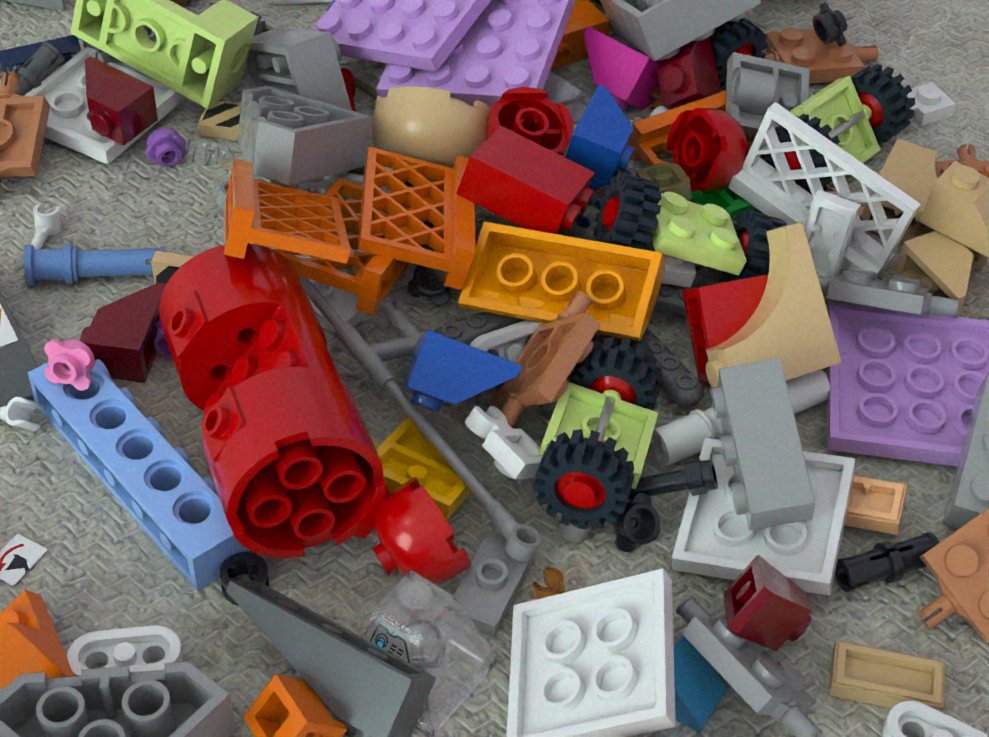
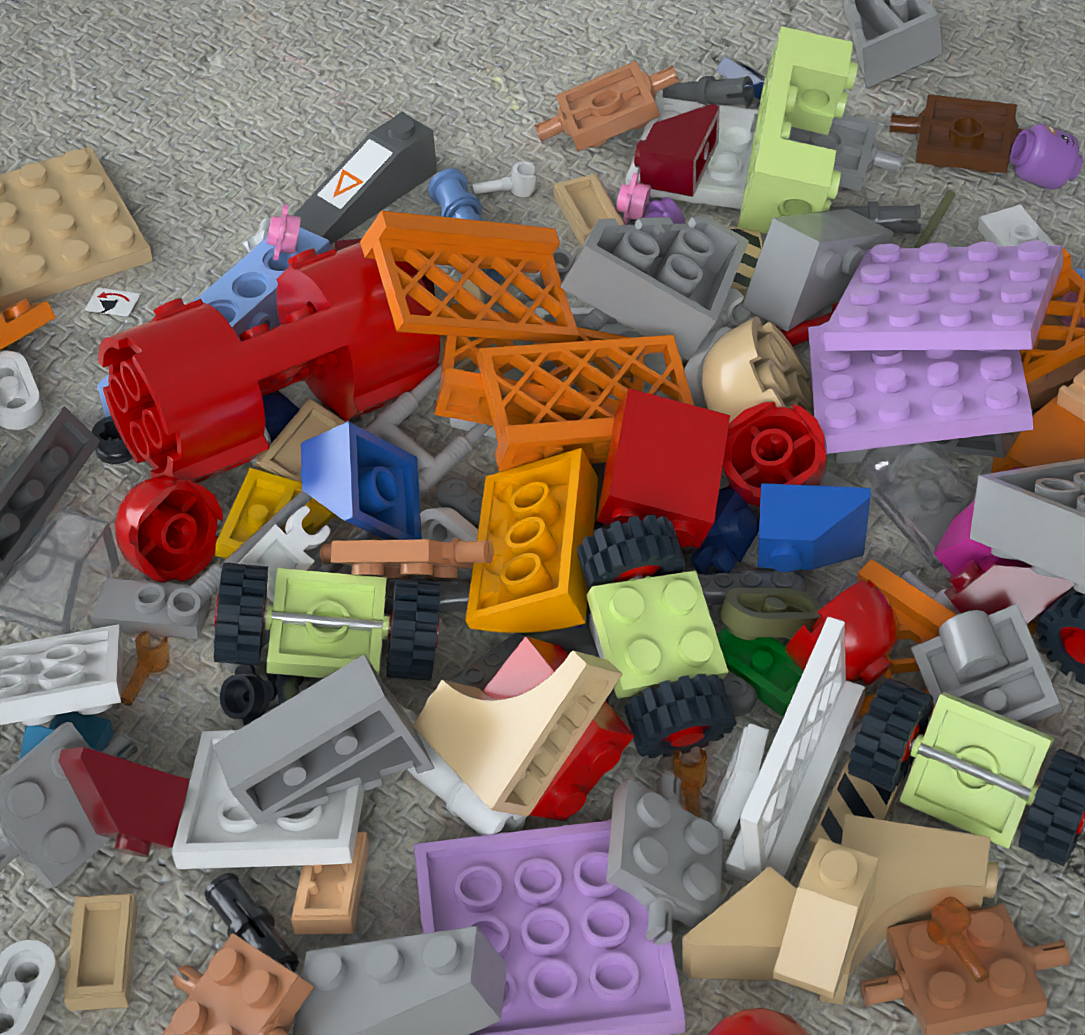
camera: 80 degrees right, 0 degrees up
(117, 191) = (583, 203): none -> tan tile
(136, 154) = (633, 199): none -> bright pink plate

